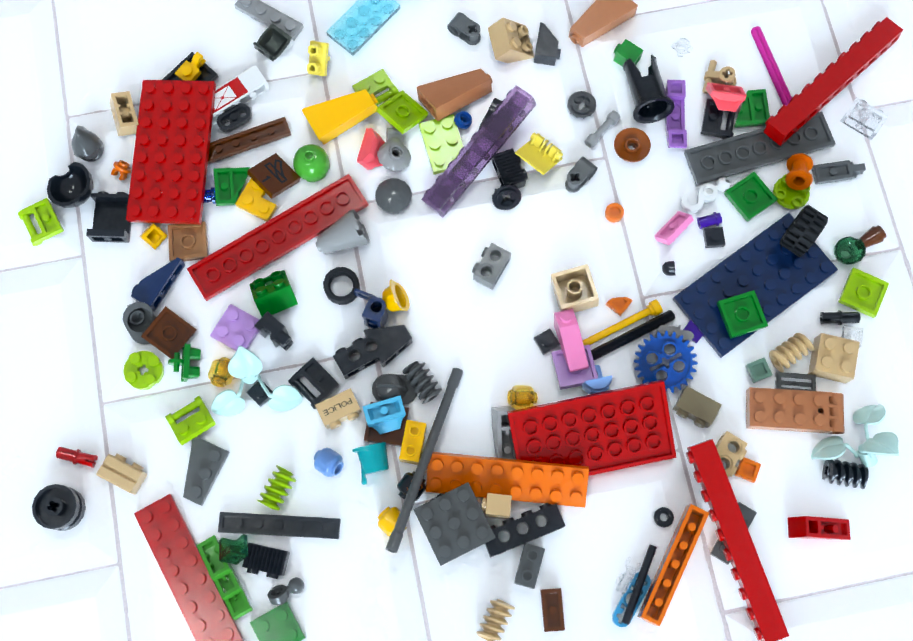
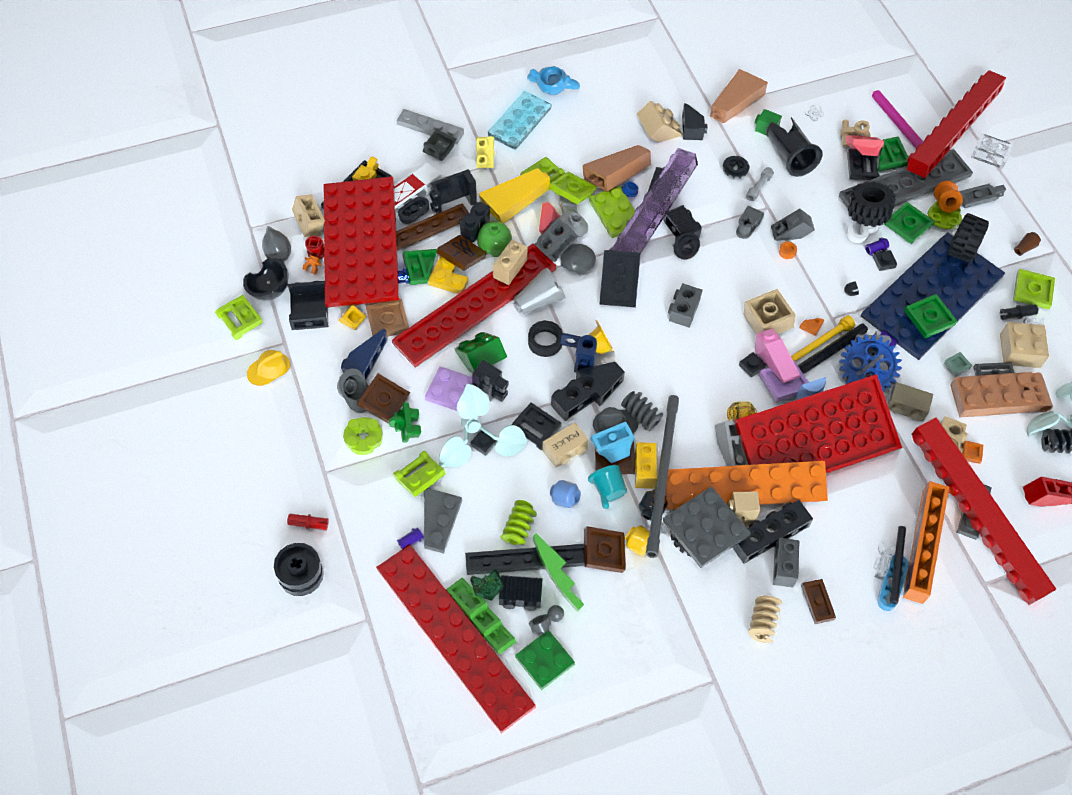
camera: 10 degrees left, 15 degrees down
(63, 282) = (268, 368): none -> yellow piece
(121, 473) = (358, 530): tan brick -> none
(125, 150) = (315, 247): none -> red wheel
(171, 488) = (410, 538): none -> dark purple pin
(219, 373) = (443, 426): clear yellow head -> none
(273, 100) = (453, 188): none -> black panel
(289, 143) = (474, 221): none -> black brick
(299, 540) = (553, 565): none -> bright green slope
(318, 197) = (510, 262): none -> tan brick
(354, 527) = (604, 549): none -> reddish brown tile
(373, 177) = (558, 242): none -> dark grey brick
(428, 229) = (619, 278): none -> black plate
(465, 29) = (614, 116): dark grey piece -> none
(539, 154) = (703, 207): light yellow hinge -> none
(625, 186) = (793, 226): none -> dark grey slope
(635, 138) = (790, 192): dark orange dish -> none
(669, 514) = (907, 499): black plate -> none
(673, 228) = (846, 255): bright pink plate -> none
(675, 122) = (824, 172): medium lavender slope -> none
(718, 163) = (871, 203): none -> black tyre
(790, 350) = (983, 344): tan piece -> none
(849, 250) = (1011, 255): clear green hair -> none

